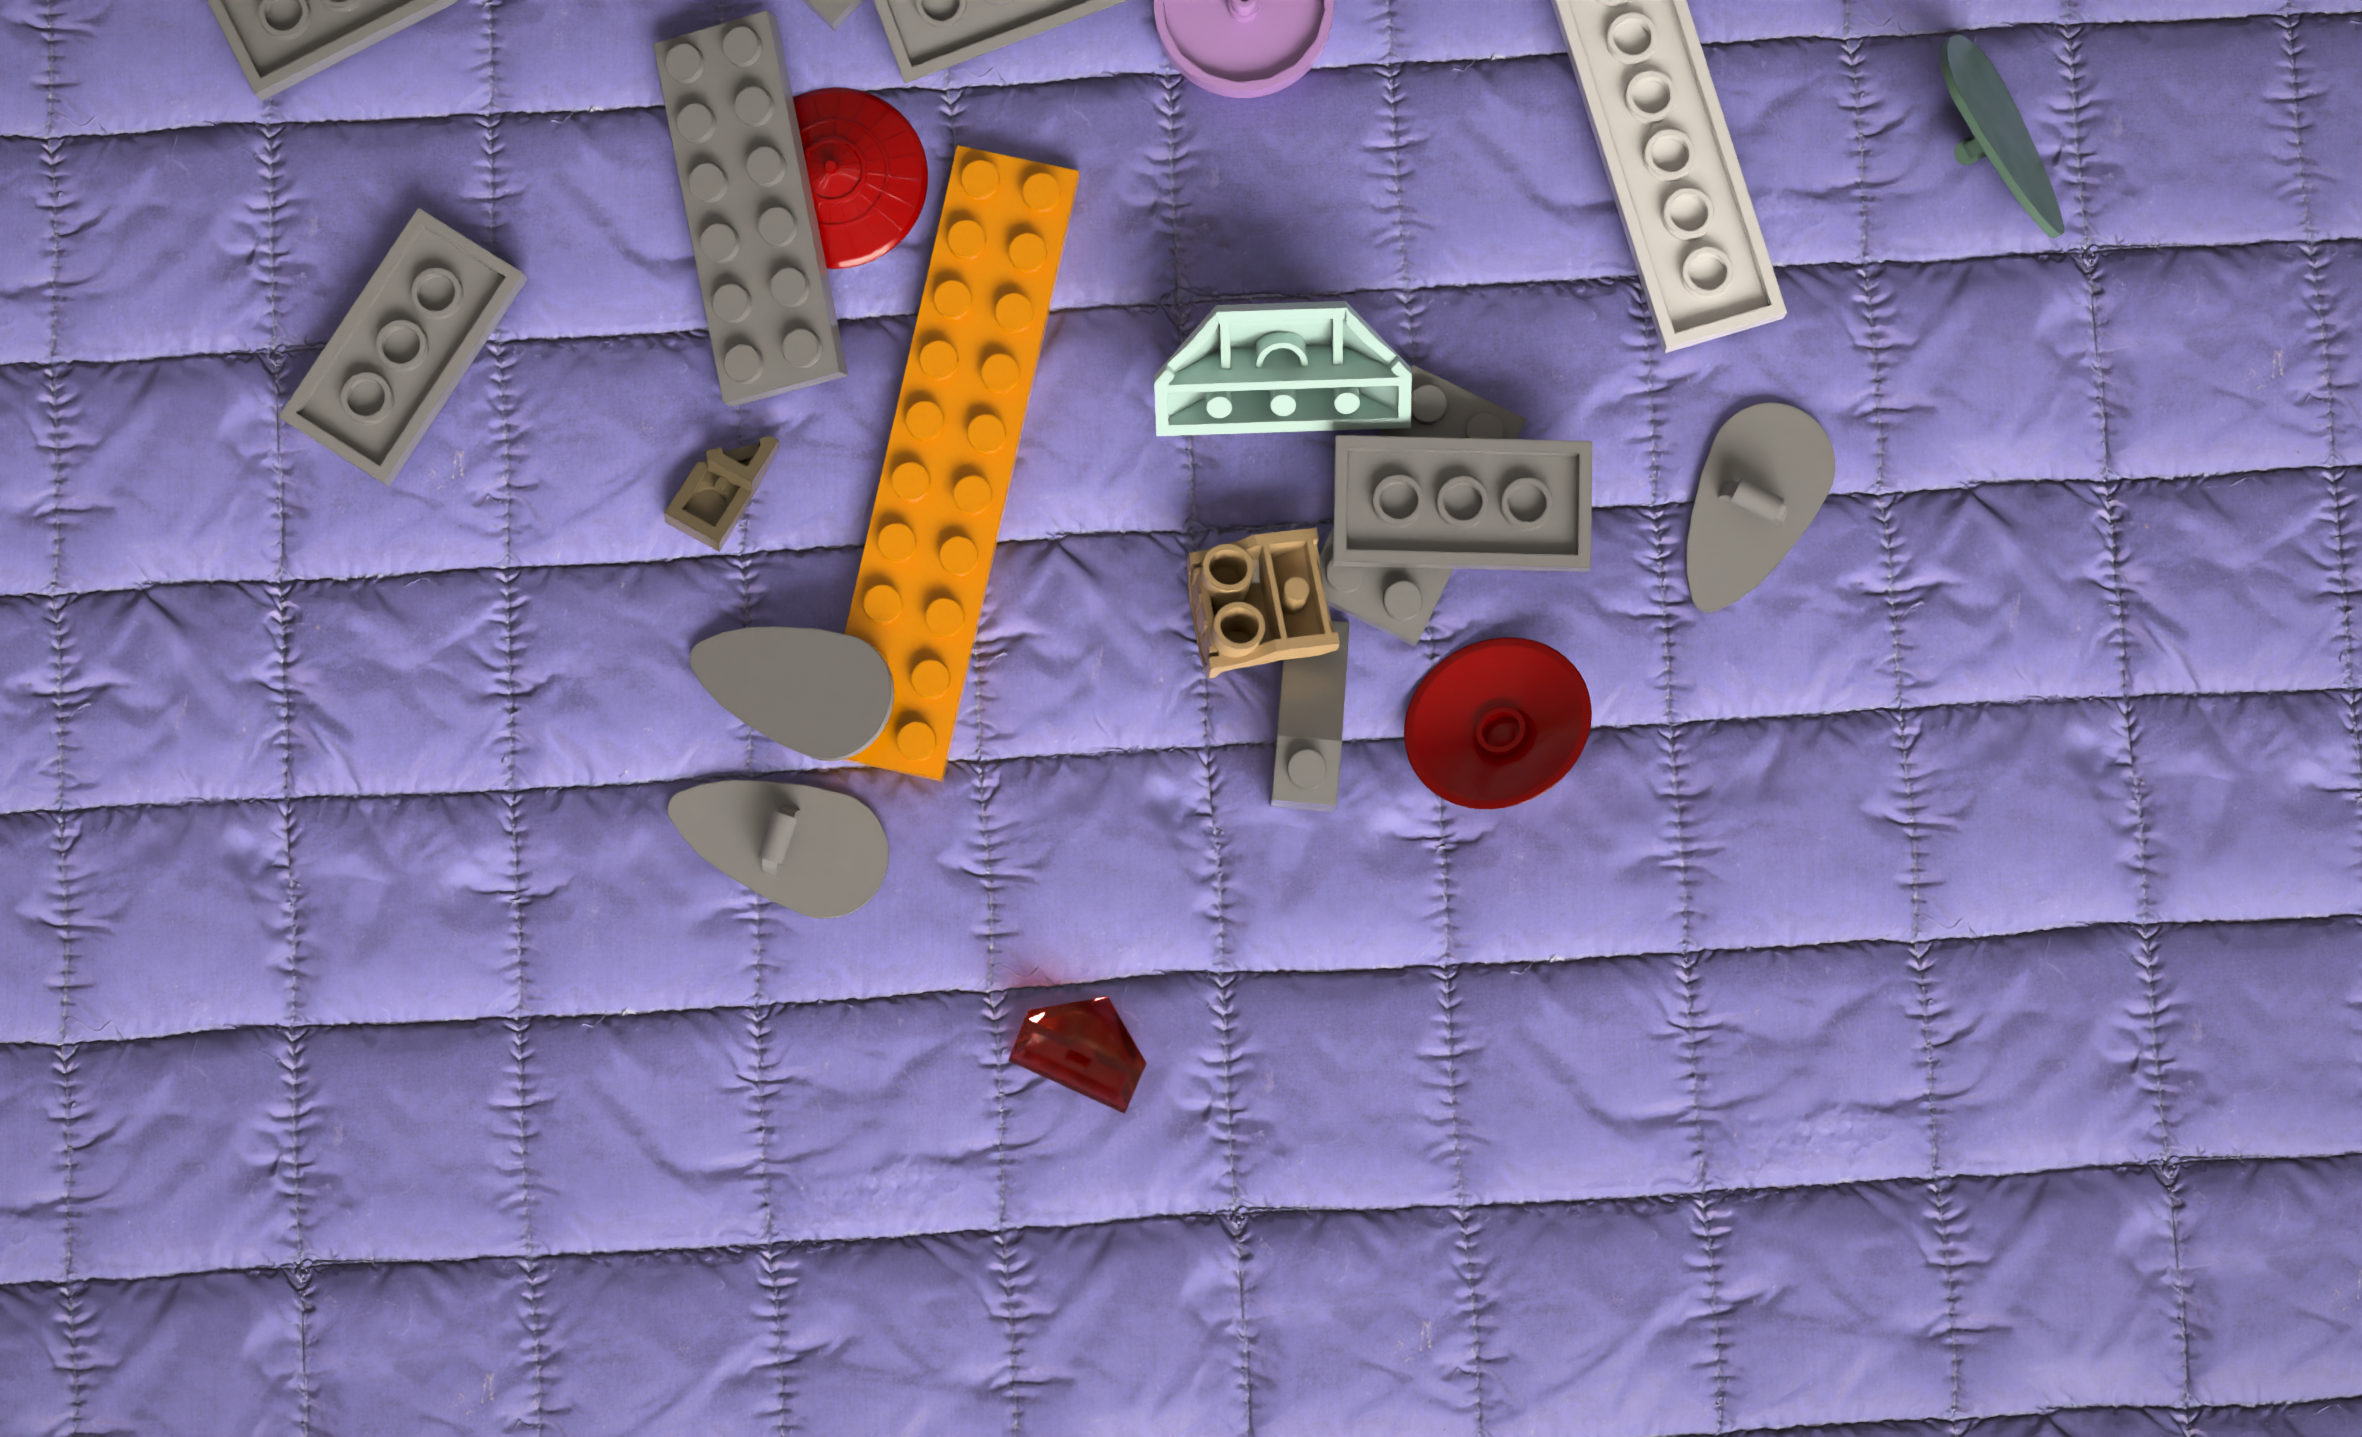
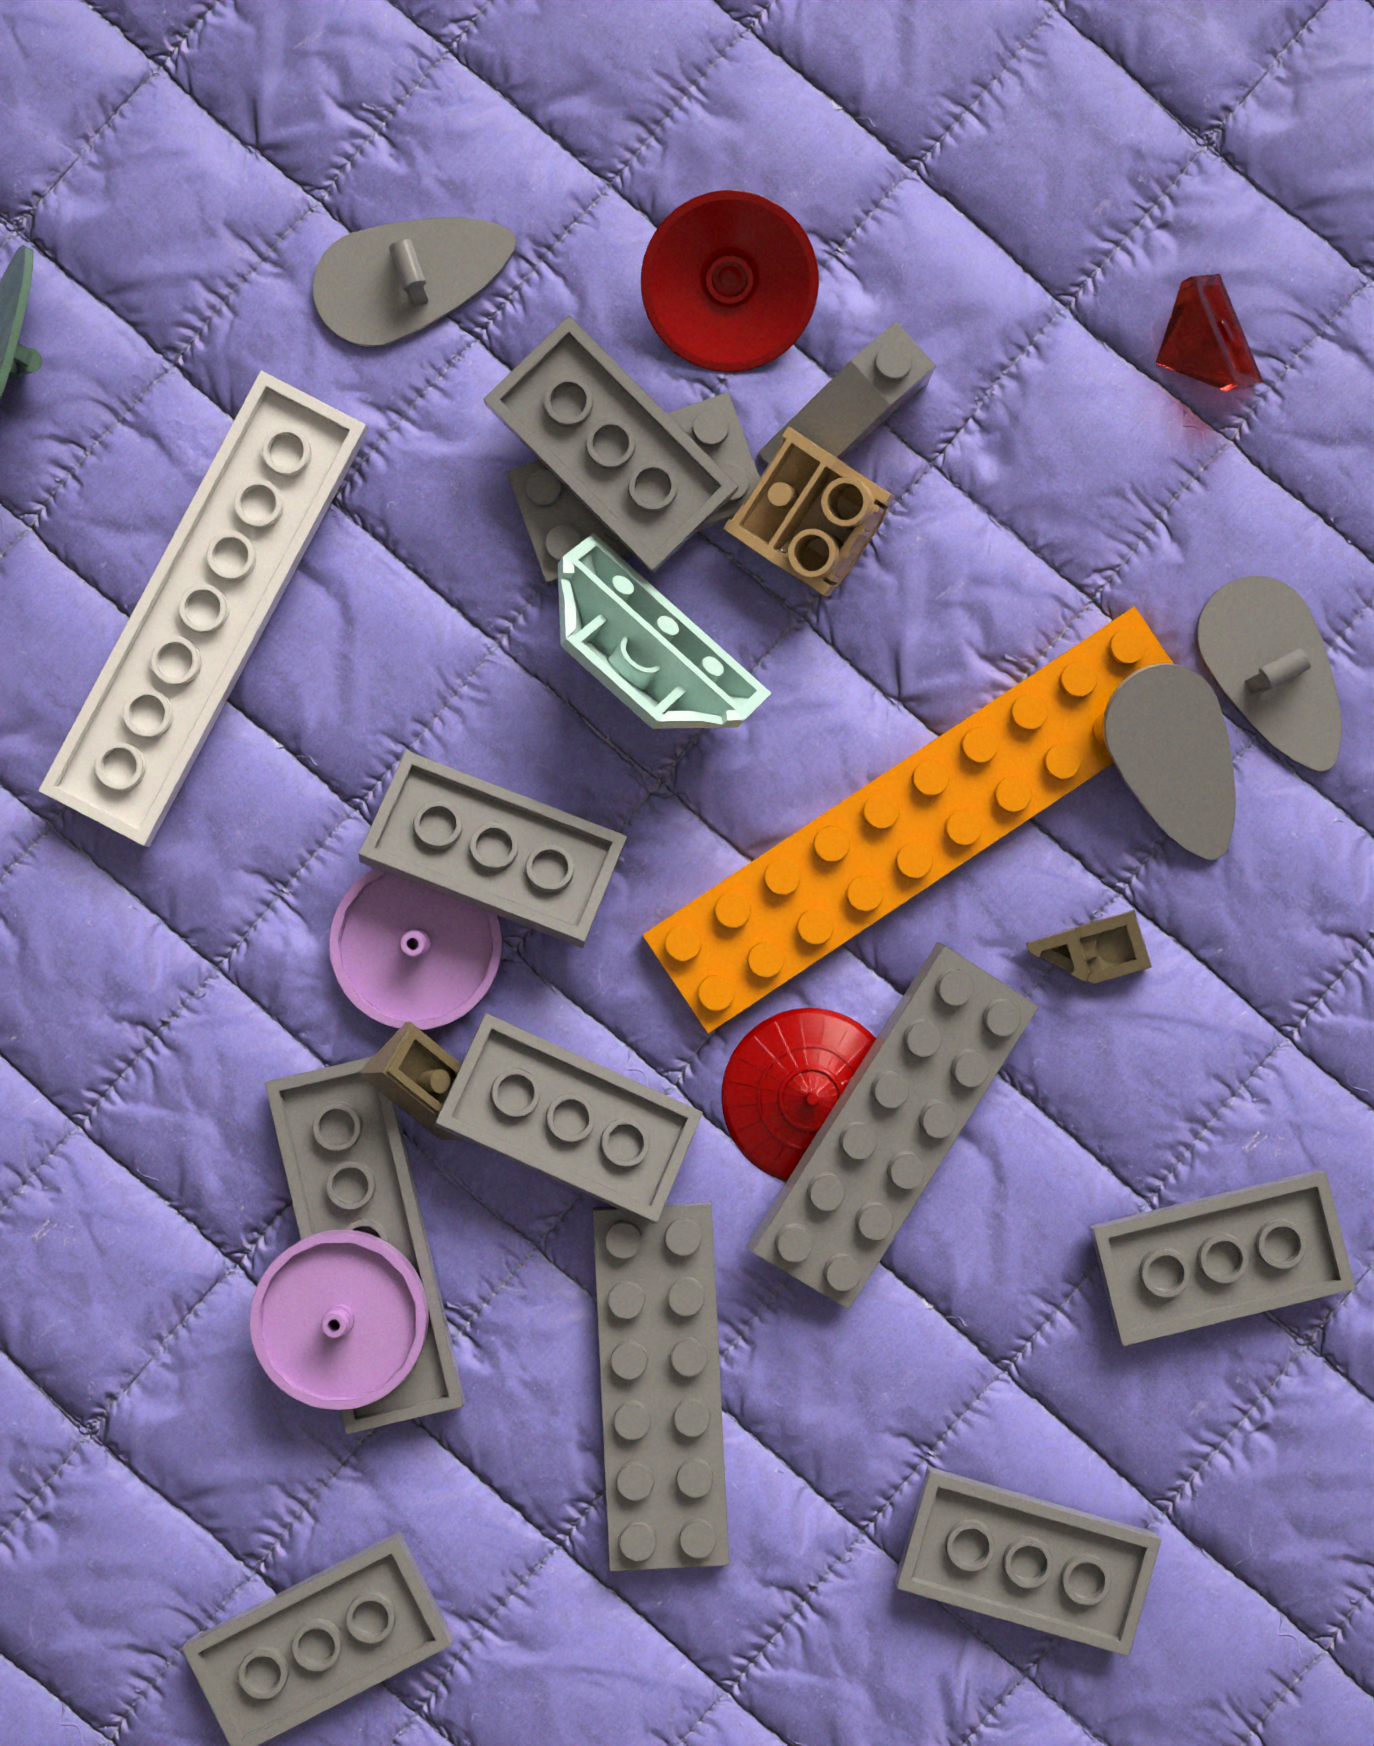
camera: 140 degrees left, 5 degrees up
(1253, 124) = (493, 848): none -> light grey plate

